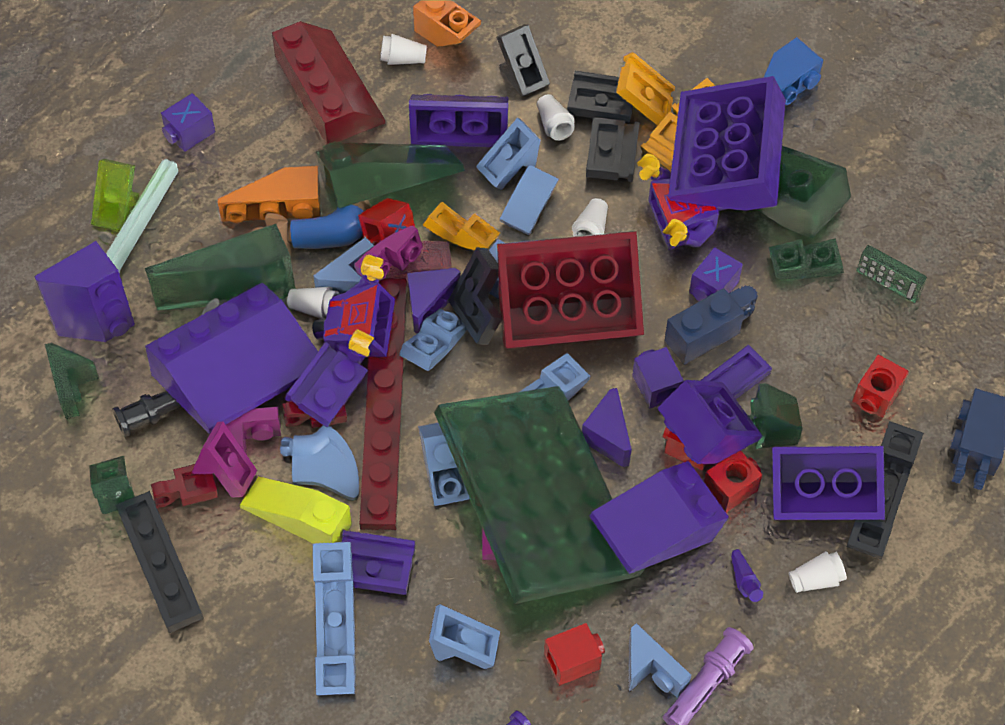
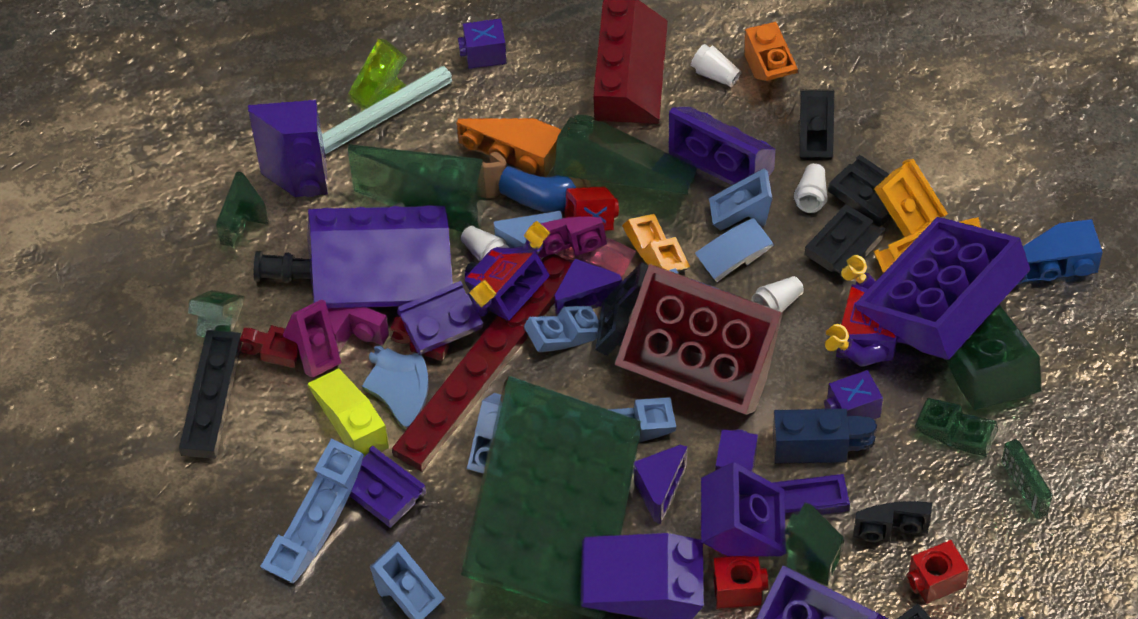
camera: 35 degrees right, 5 degrees down
(808, 369) = (876, 522): none -> black slope

